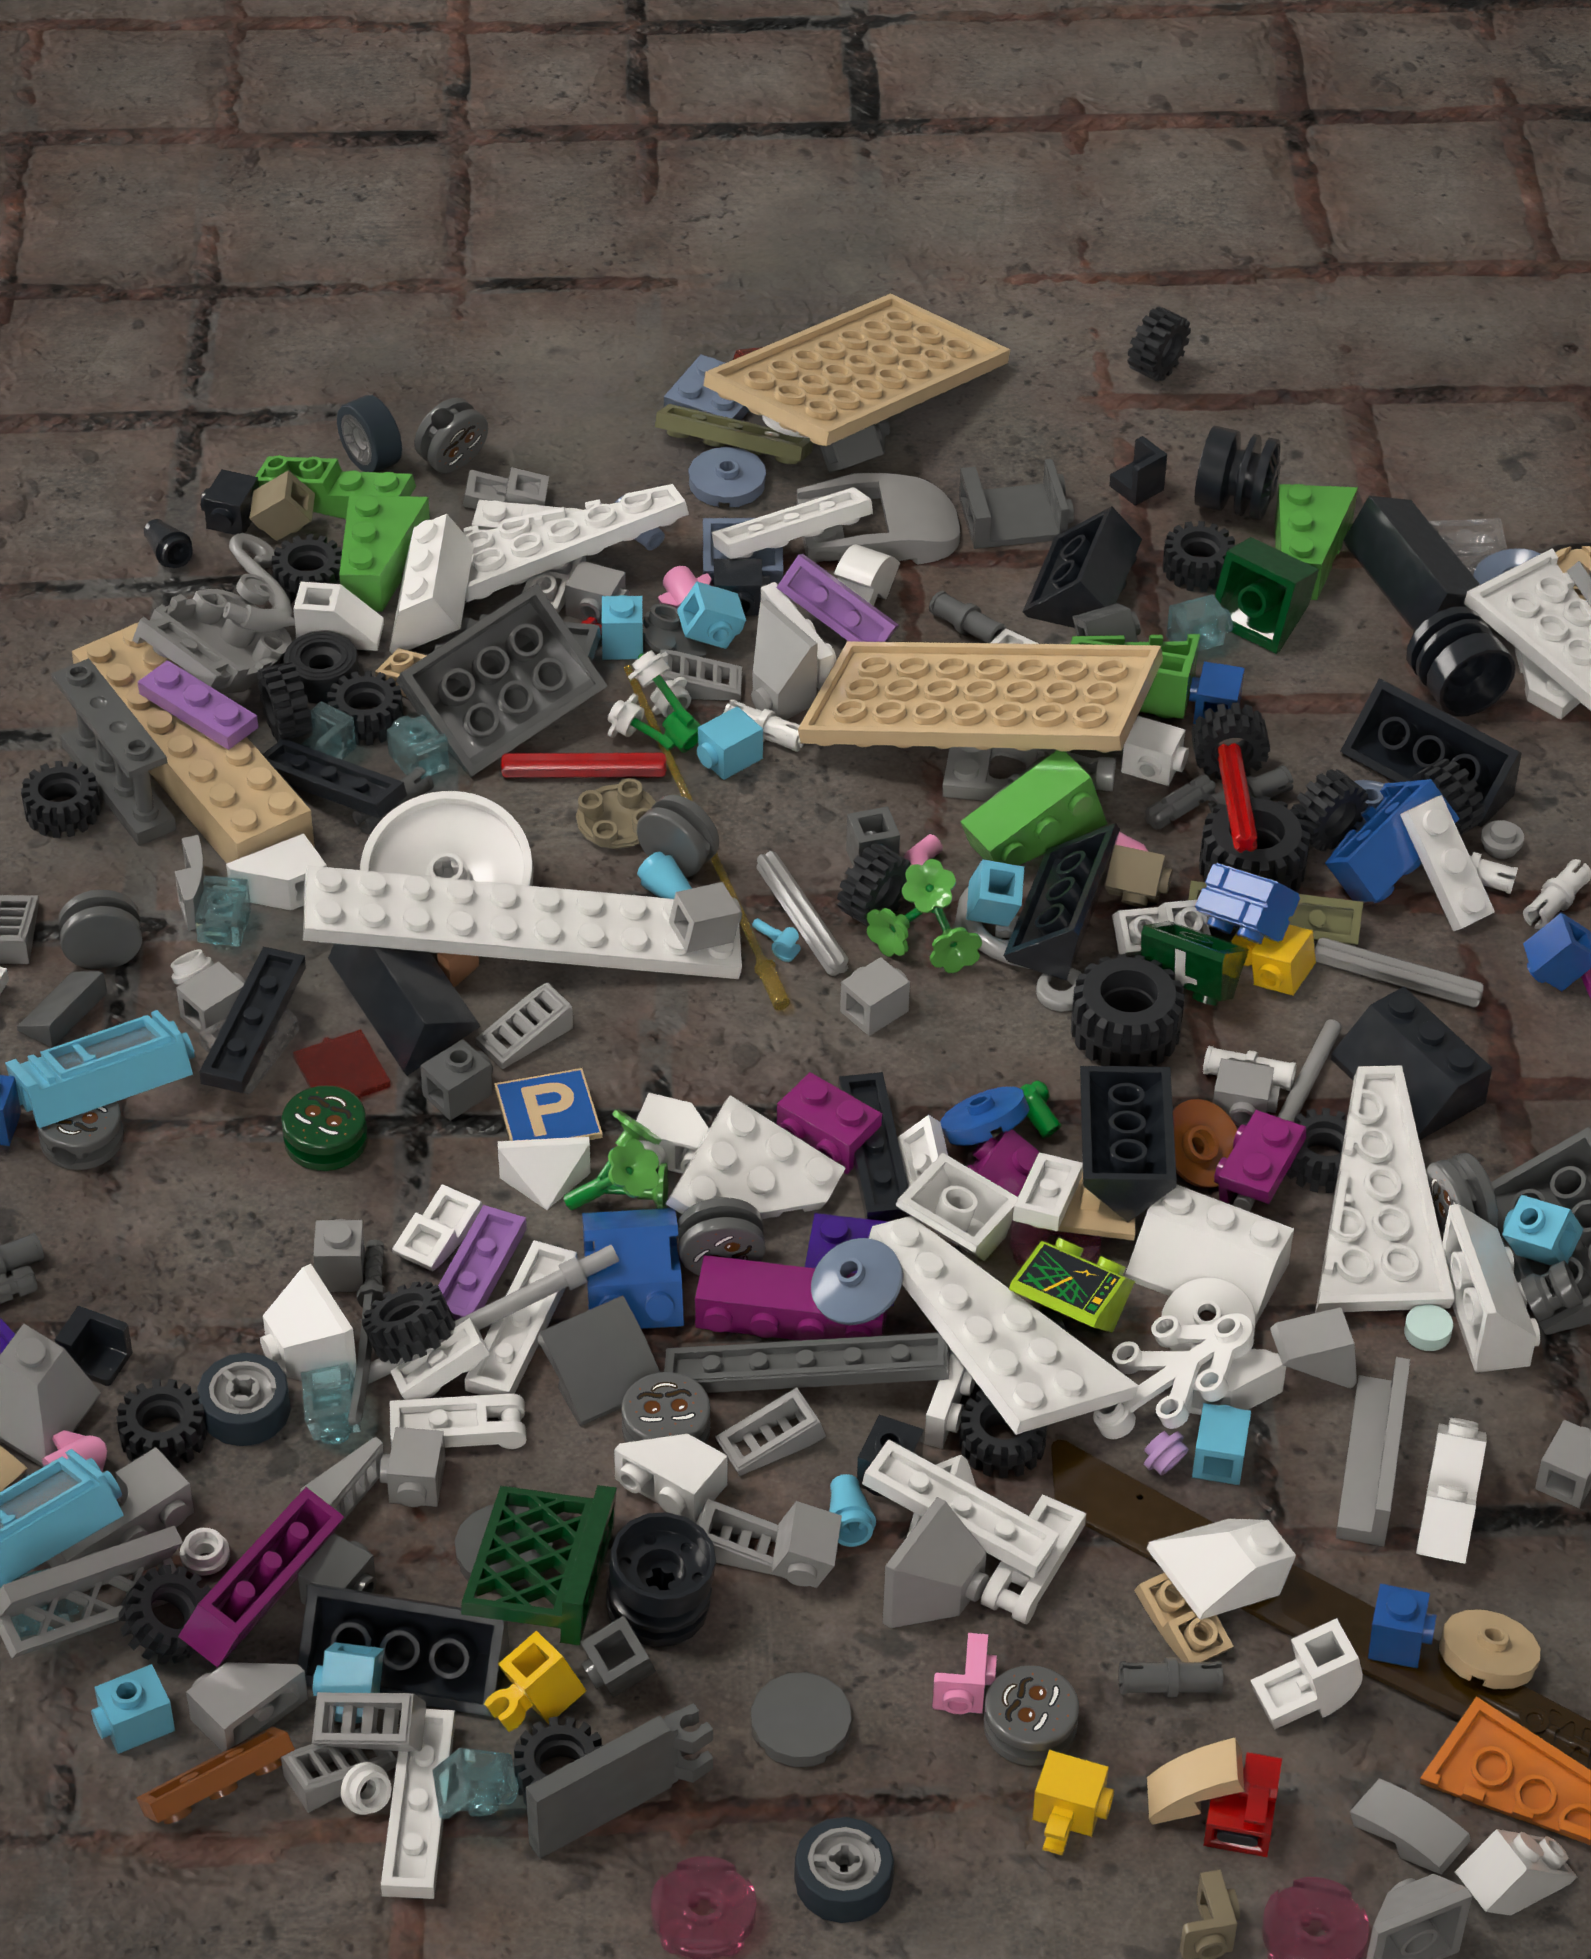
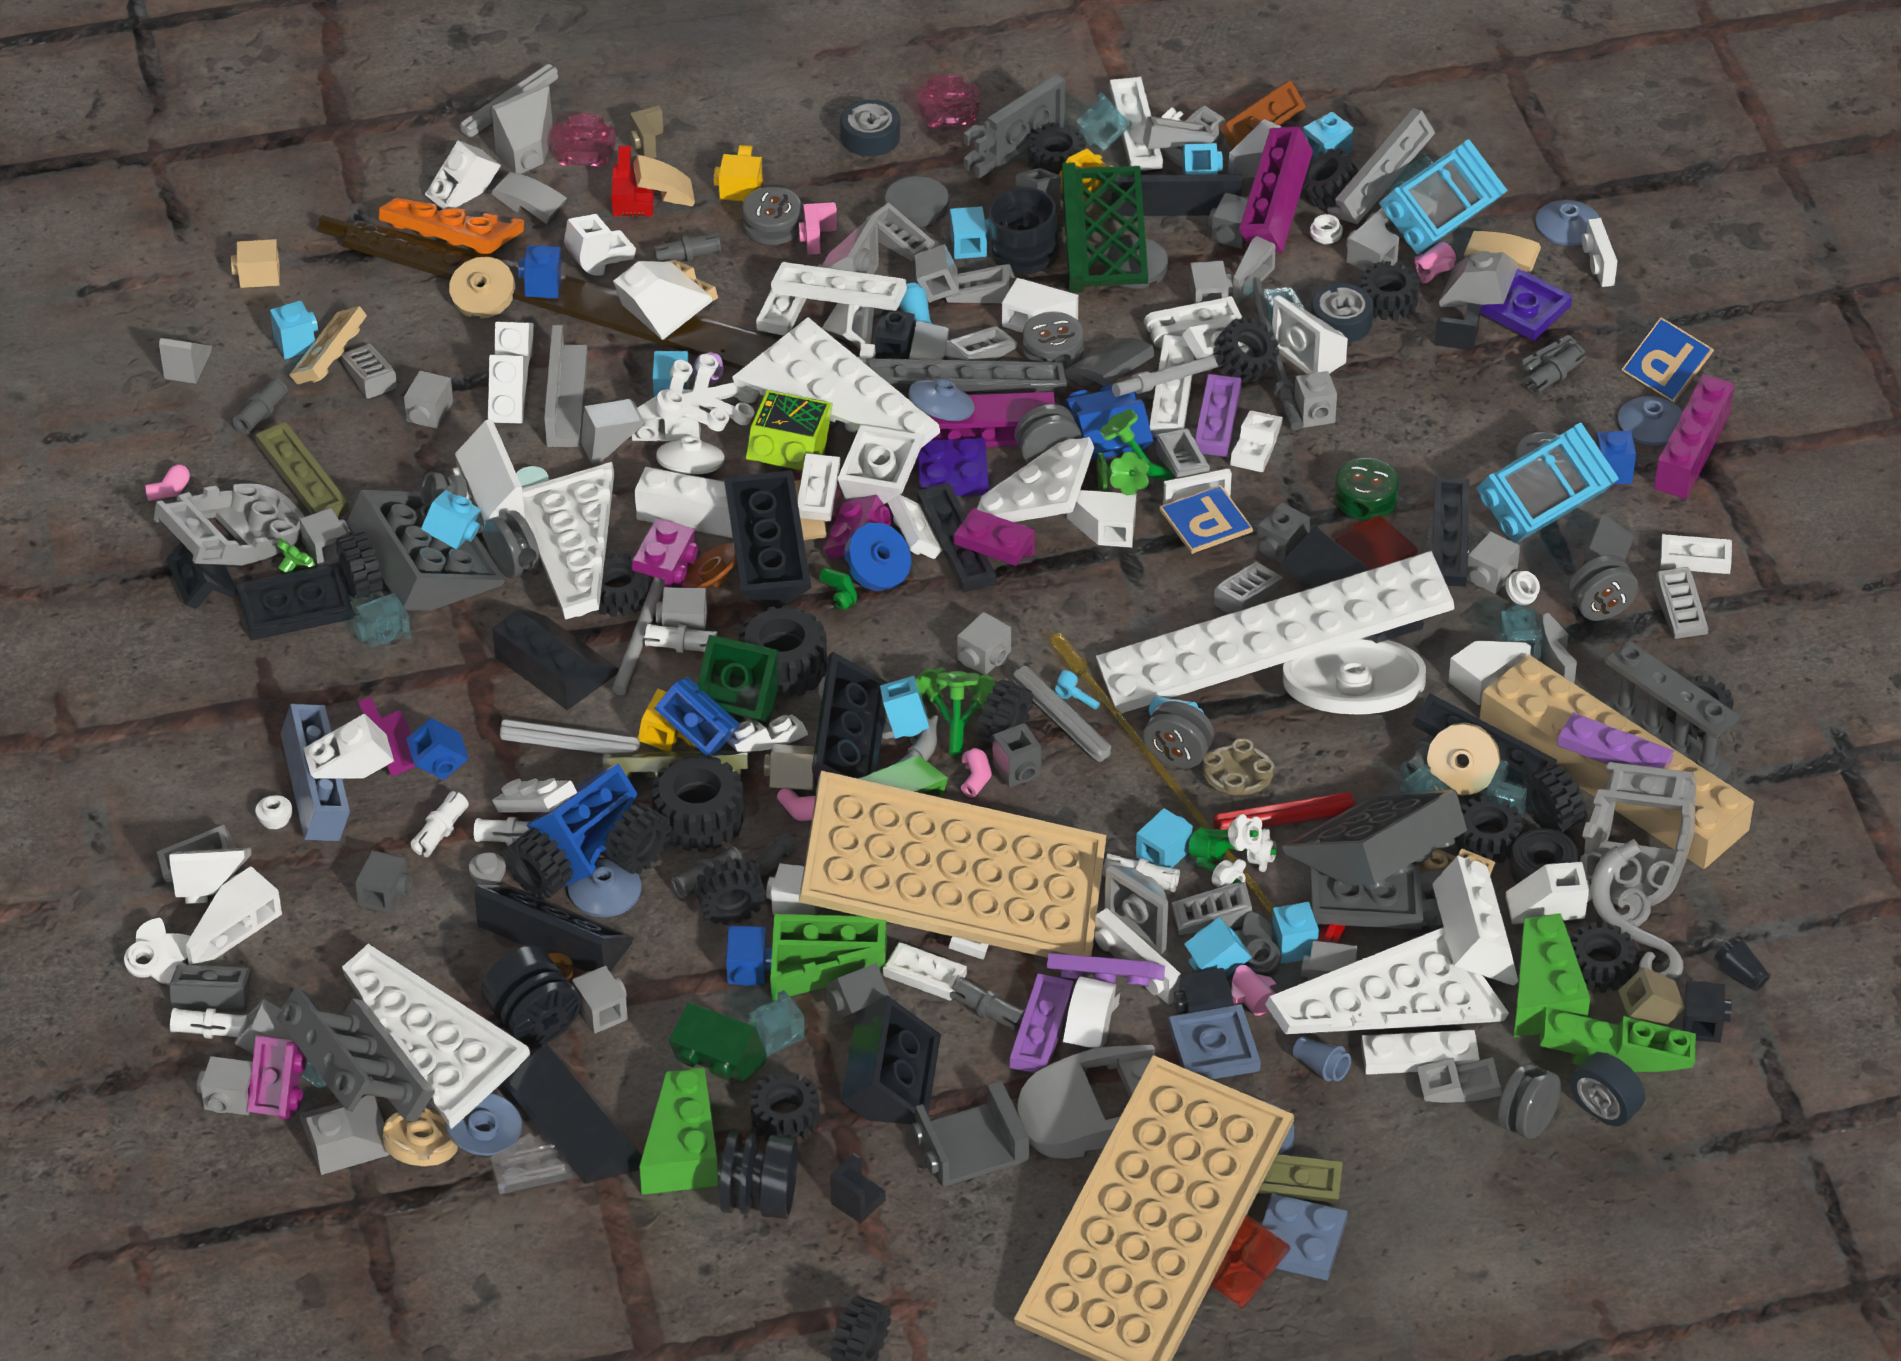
camera: 170 degrees right, 0 degrees up
(363, 755) = (1476, 745): none -> tan plate
(549, 1226) = (1181, 453): none -> light grey slope
(705, 917) = (1131, 649): light grey brick -> none
(737, 1625) = (969, 232): none -> medium azure brick
(791, 523) = (1172, 1040): white plate -> none
(847, 1428) = (928, 341): none -> dark grey slope
(860, 1684) = (896, 221): none -> light grey slope
(913, 592) = (1041, 1023): none -> medium lavender plate
(1237, 798) = (716, 799): red axle -> none
(1382, 662) = (601, 999): none -> light grey brick

